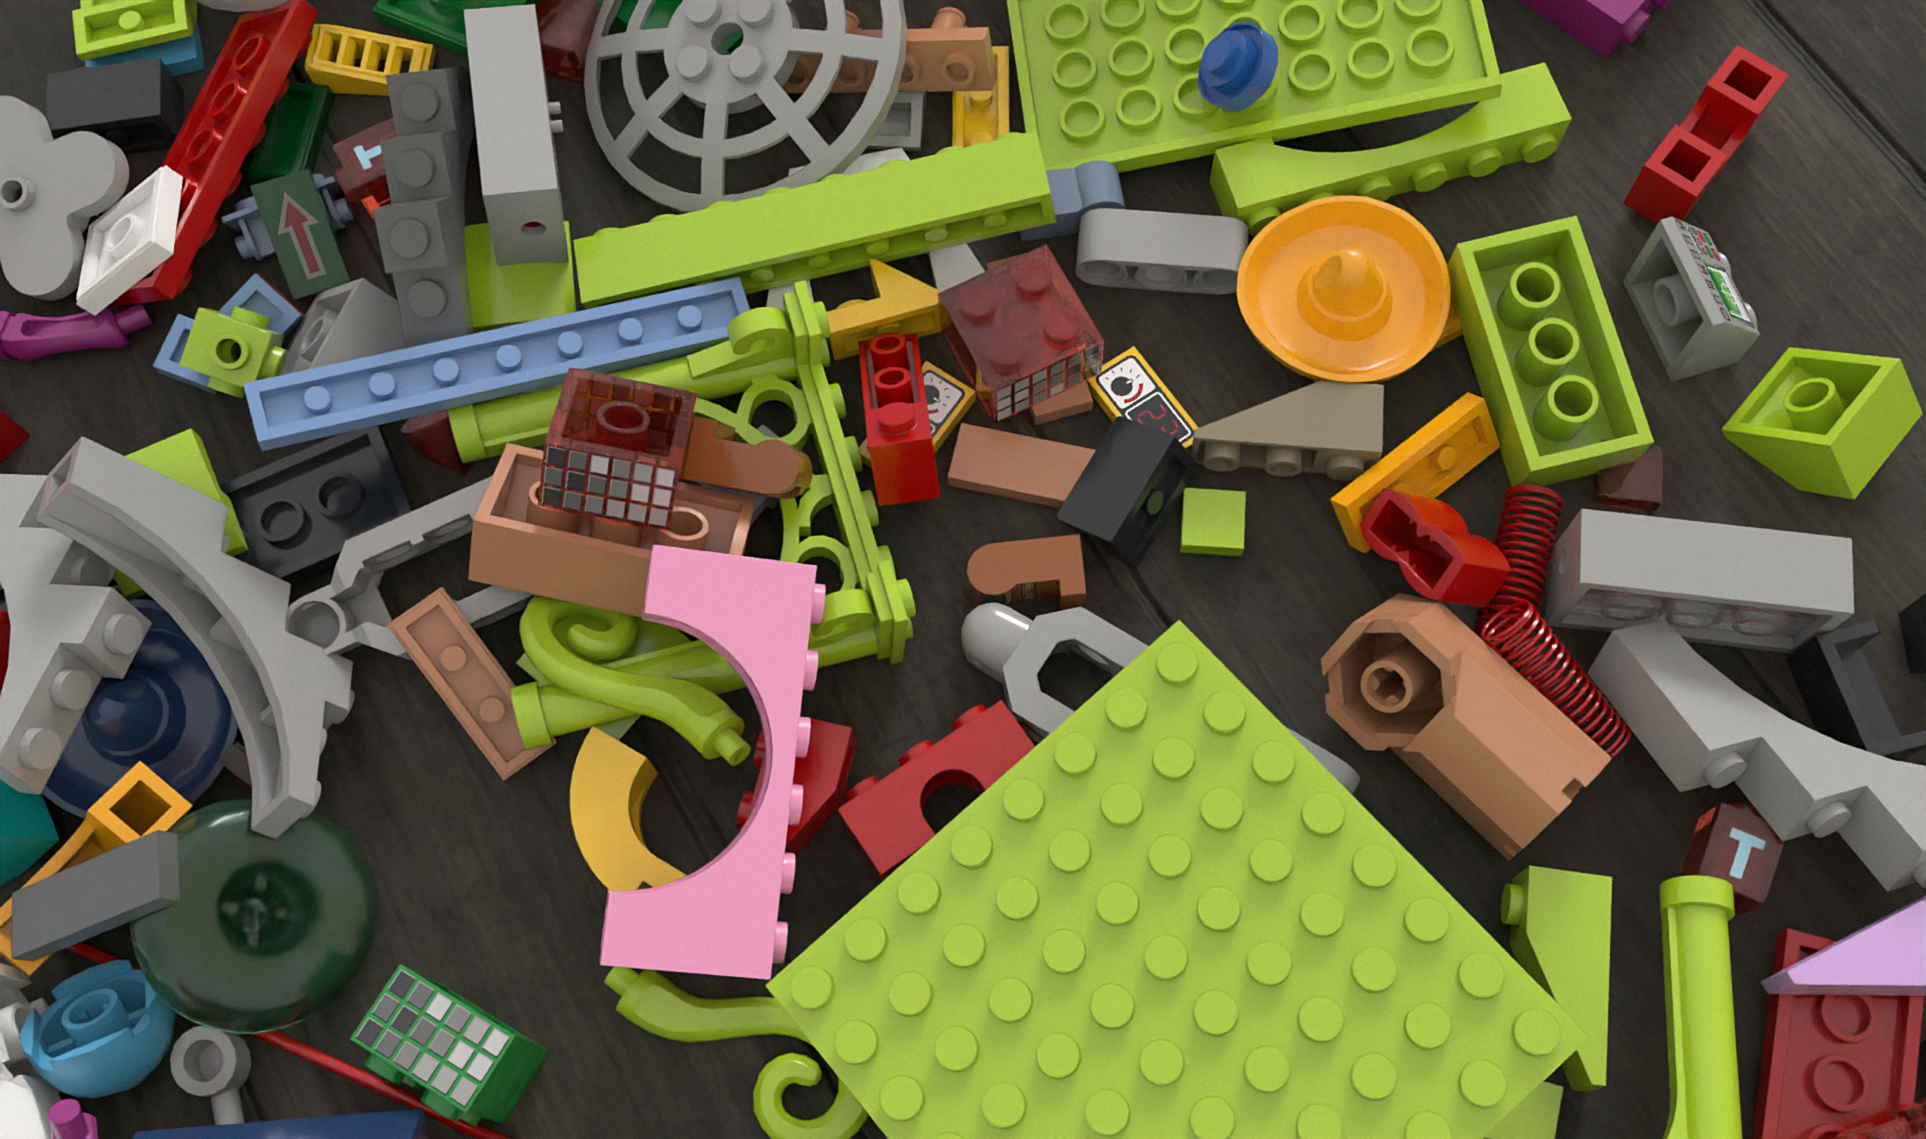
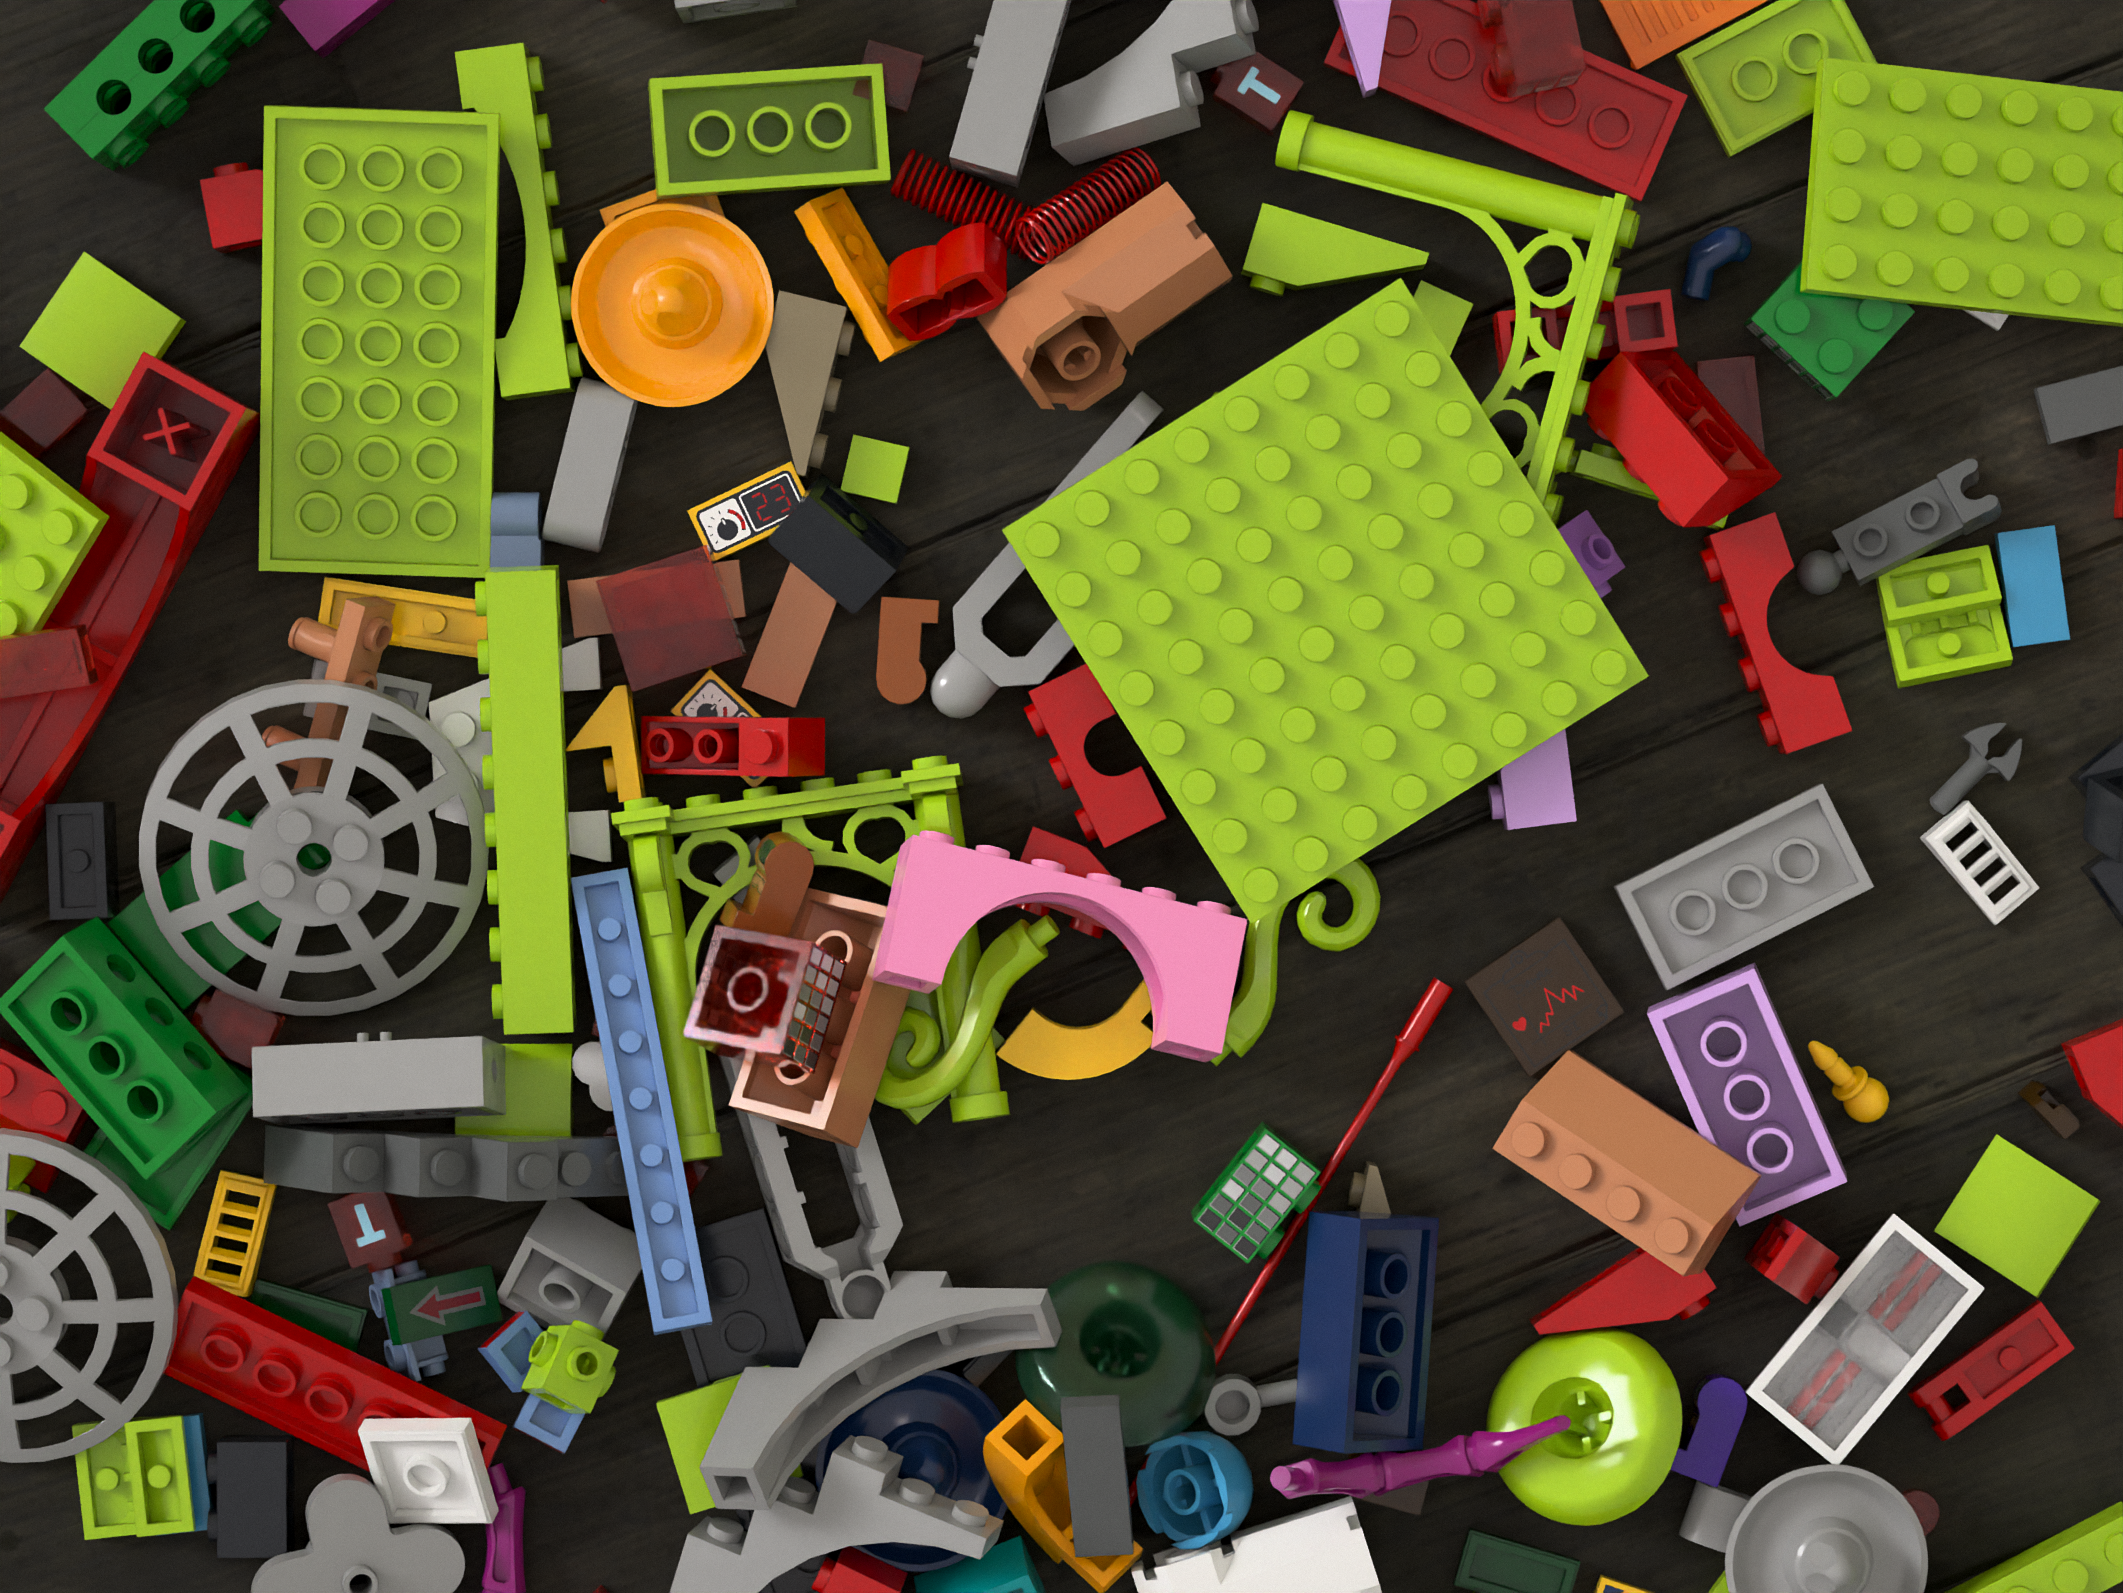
camera: 90 degrees left, 20 degrees up
(465, 678) = (931, 1165): nougat tile -> none
(1237, 67) = (434, 363): blue plate -> none

